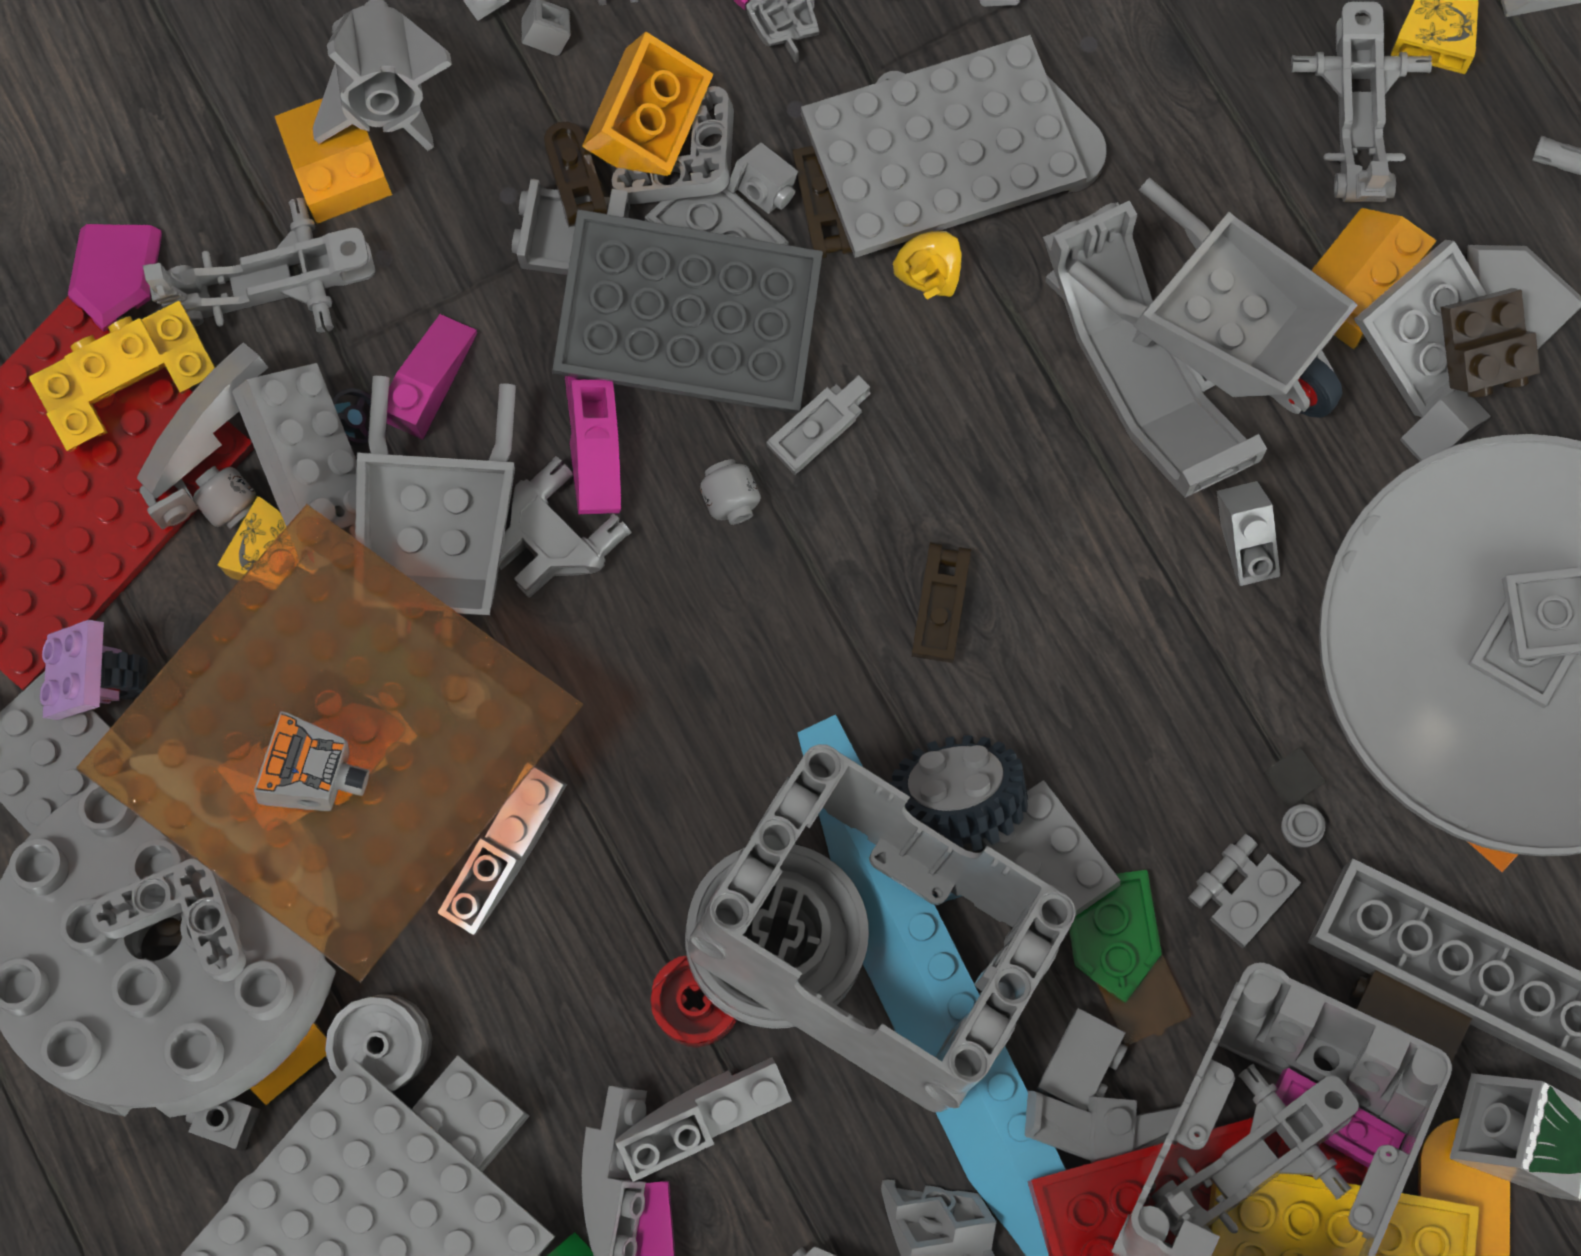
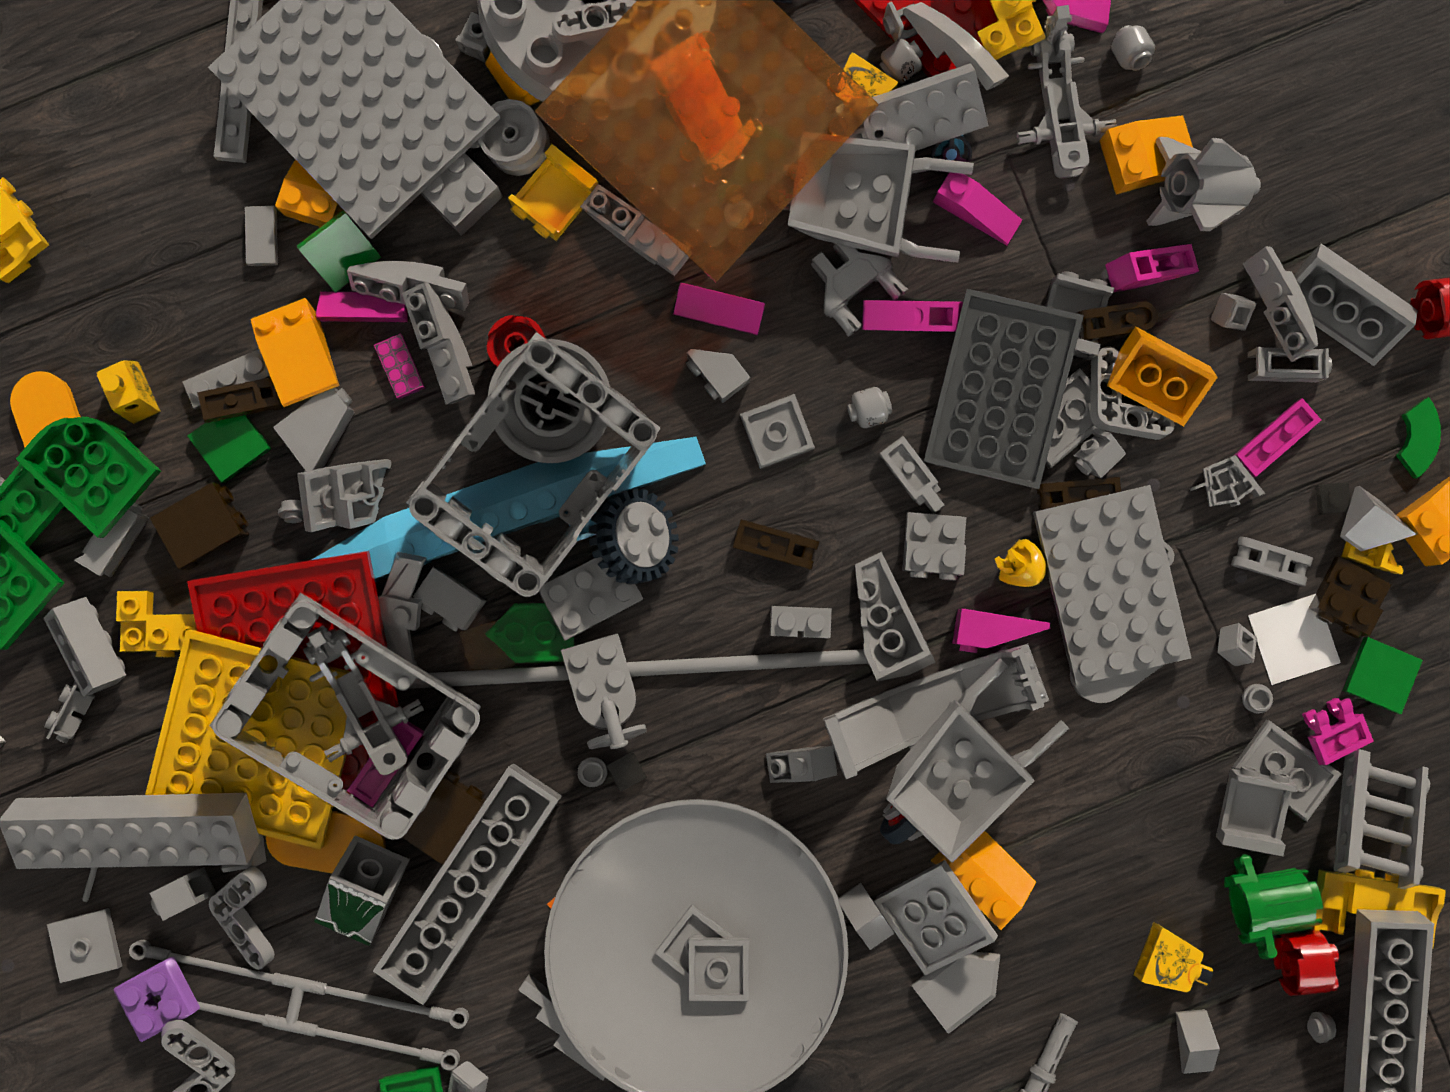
camera: 90 degrees right, 10 degrees up
(184, 187) = (1133, 47): none -> light grey head
(306, 767) = (682, 83): torso -> none
(457, 979) = (553, 194): none -> yellow panel
(495, 136) = (1151, 267): none -> dark pink slope
(607, 719) = (719, 308): none -> dark pink slope
(701, 705) = (720, 371): none -> light grey slope
(738, 1183) = (399, 366): none -> dark pink tile
(777, 619) = (777, 431): none -> light grey tile
(916, 385) = (934, 545): none -> light grey plate
(1026, 298) = (985, 630): none -> dark pink slope
(1041, 431) = (889, 629): none -> light grey wedge
(1048, 554) = (790, 620): none -> light grey piece
(1141, 758) = (658, 667): none -> light grey piece
(1167, 820) = (600, 685): none -> light grey plate
(1256, 897) = (546, 731): light grey plate -> none
(1362, 113) = (1110, 894): light grey piece -> none
(1488, 343) = (920, 956): dark brown plate -> none

